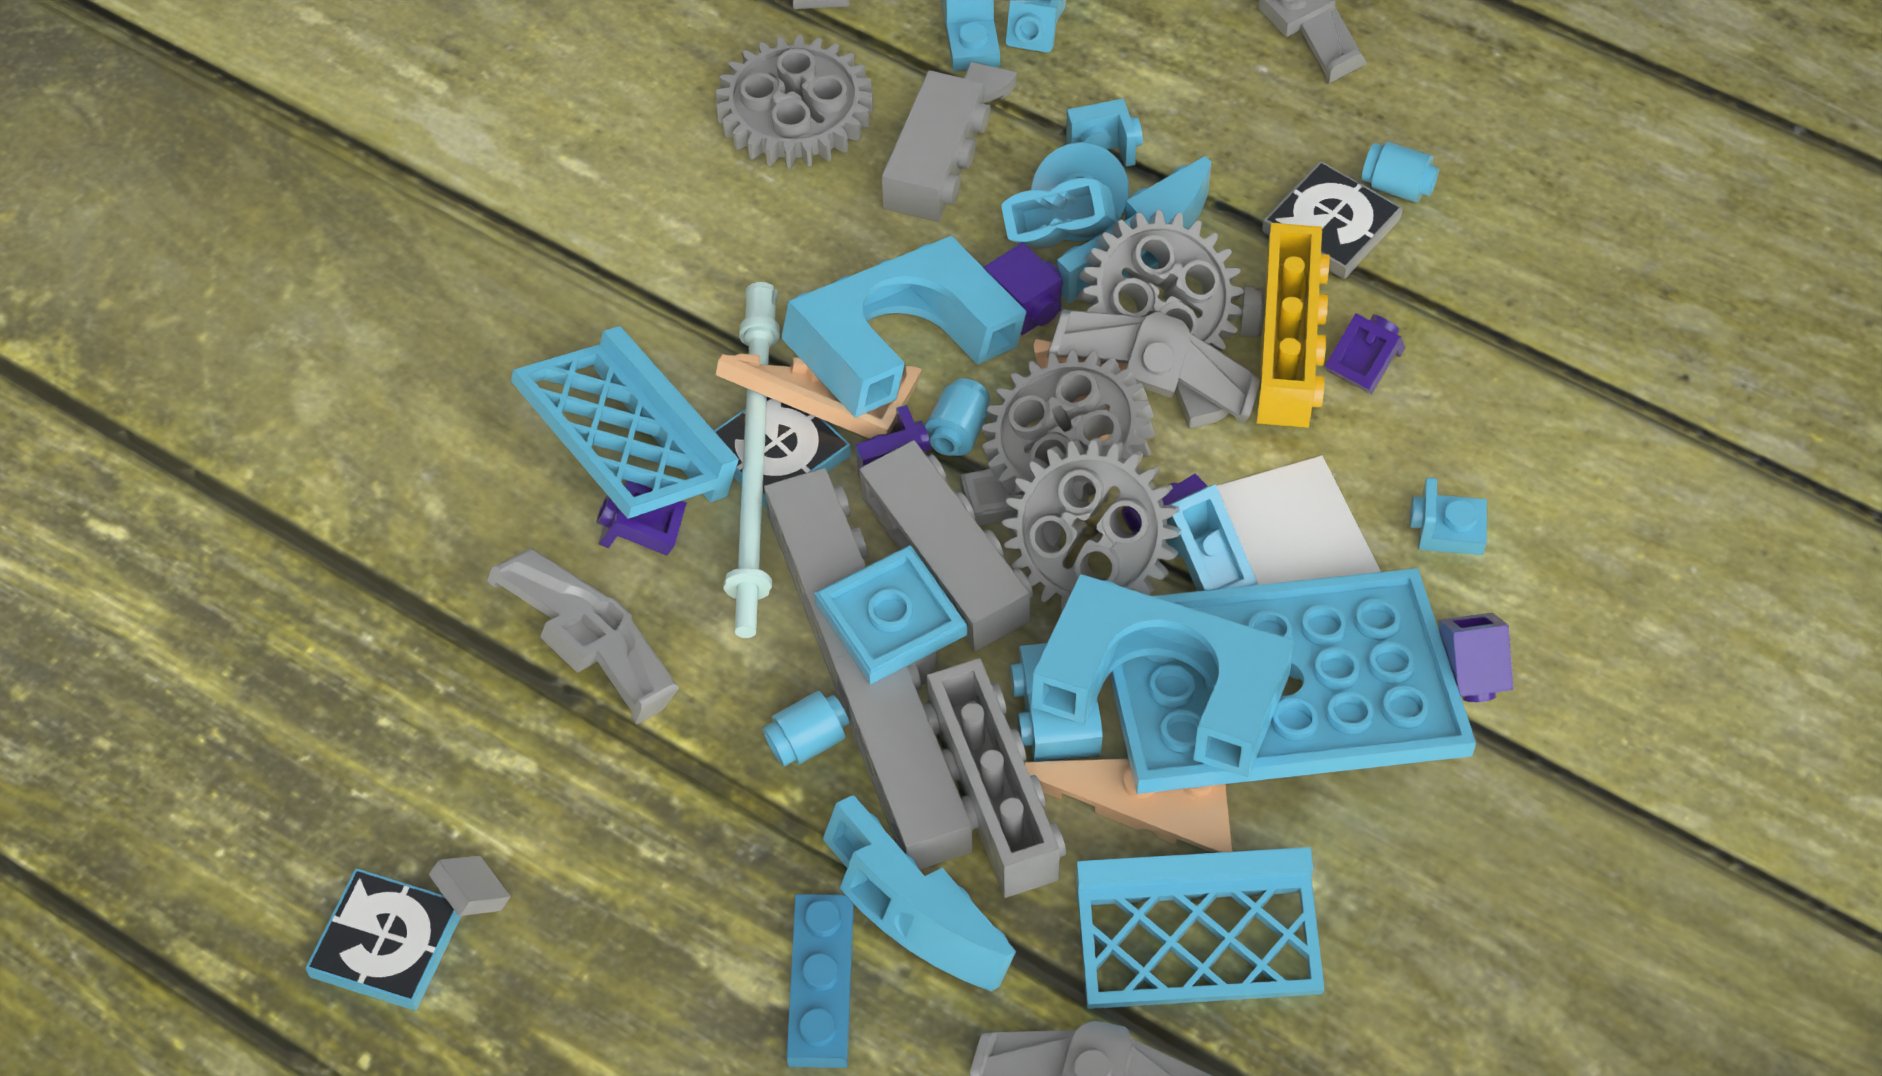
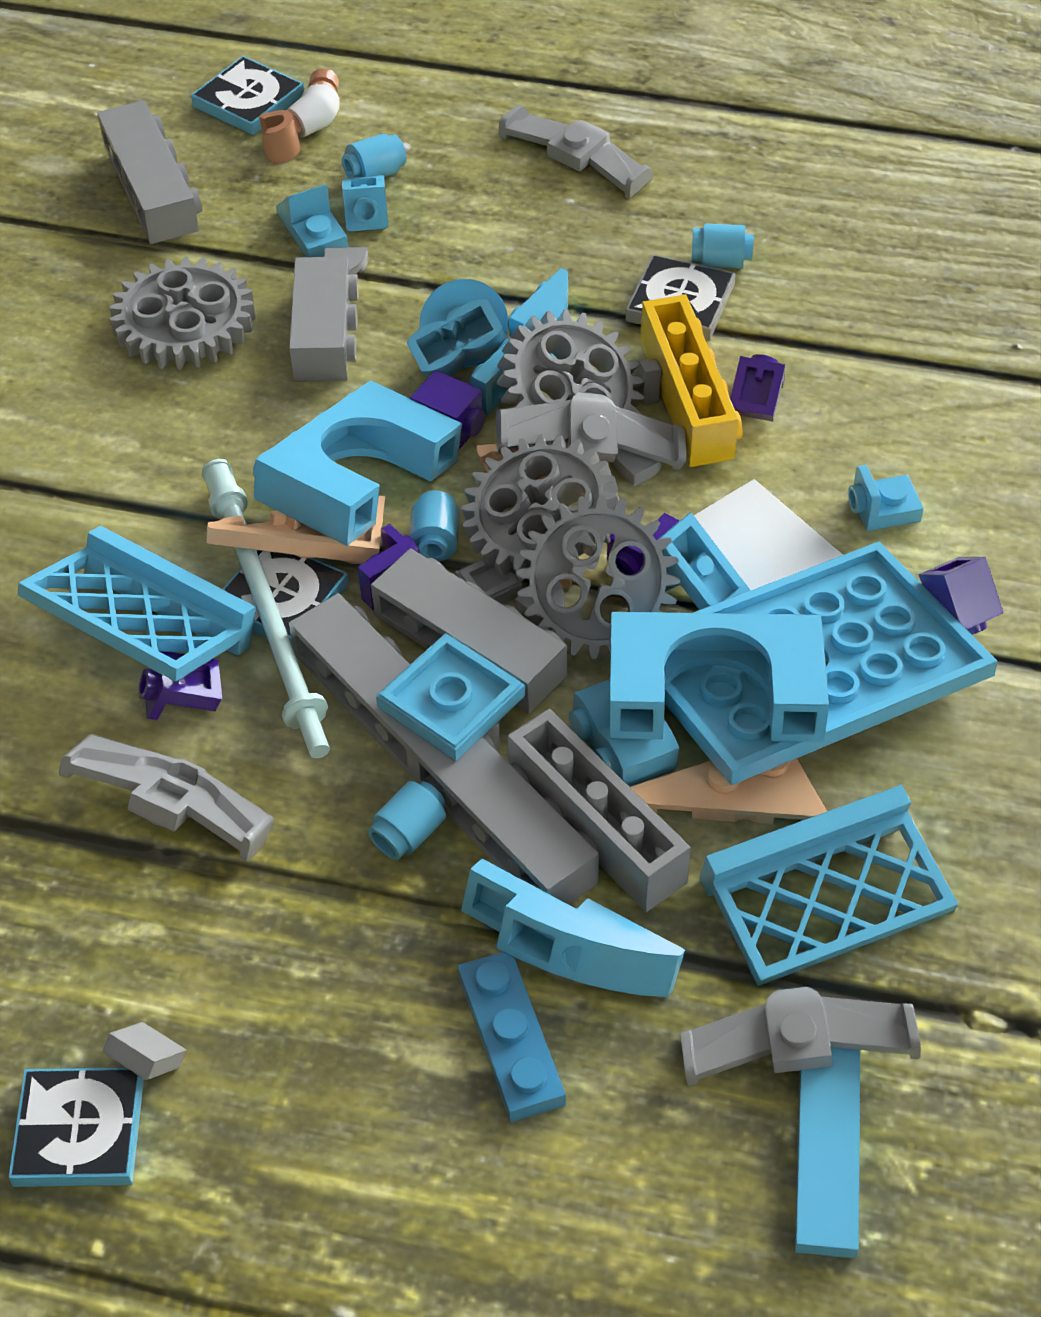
camera: 20 degrees left, 5 degrees down
(1107, 126) = (463, 263): medium azure bracket -> none

